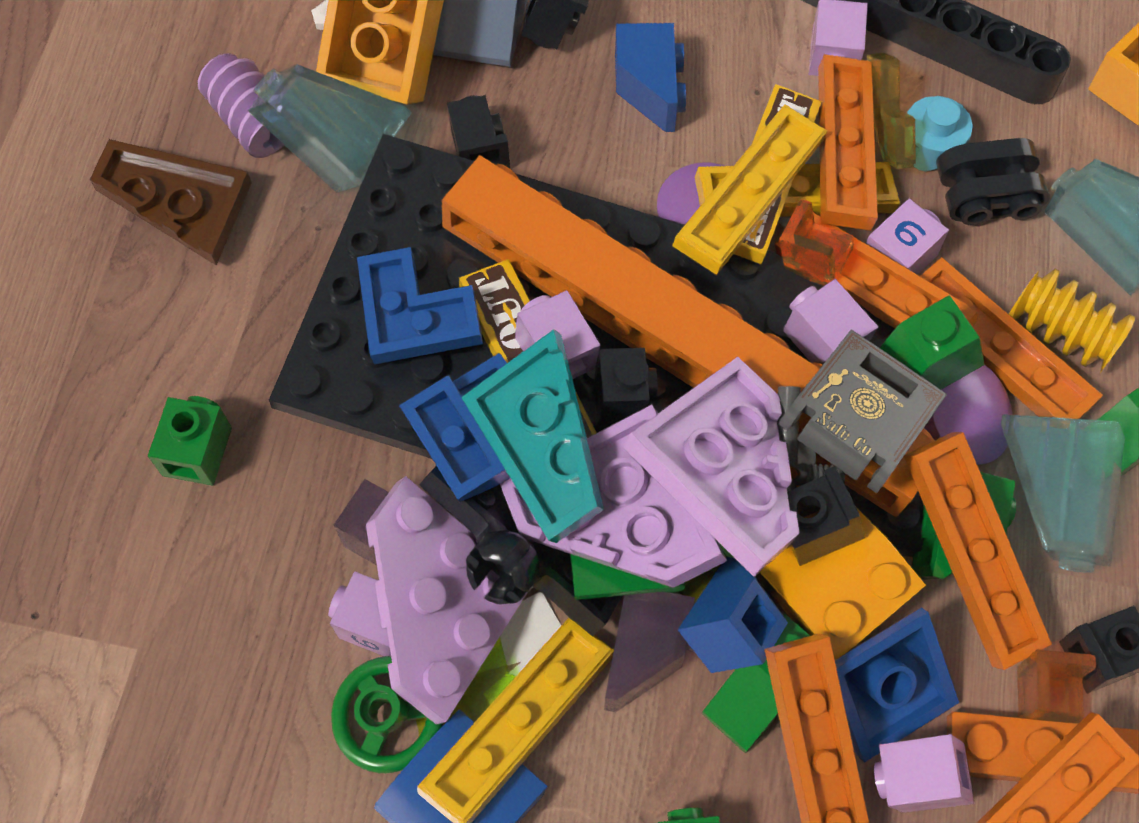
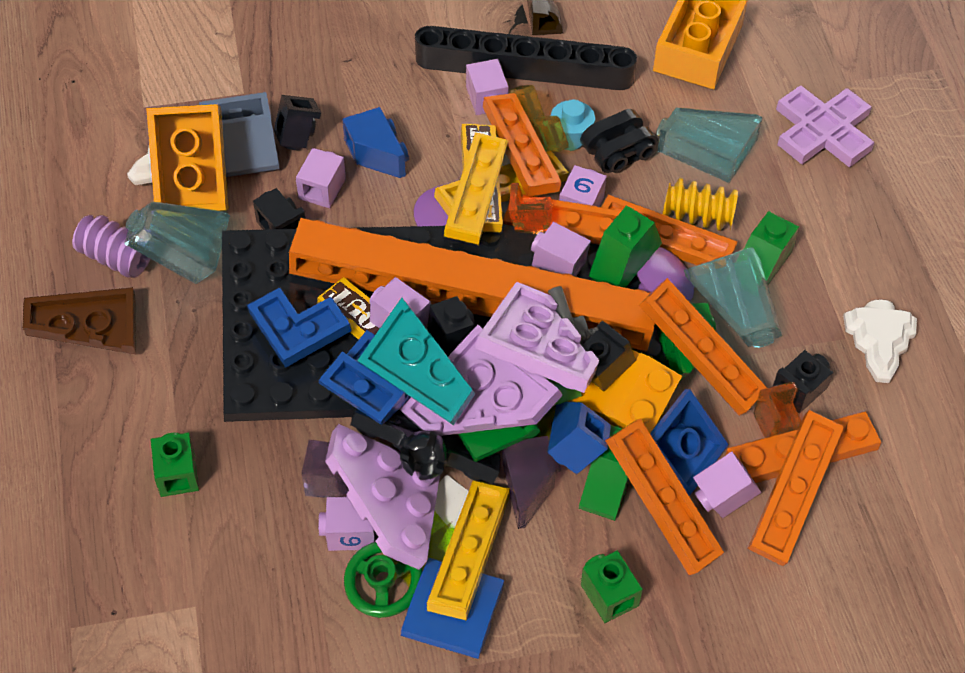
camera: 25 degrees left, 10 degrees down
(556, 98) = (321, 177): none -> lavender brick
(863, 409) = (604, 285): dark grey container -> none

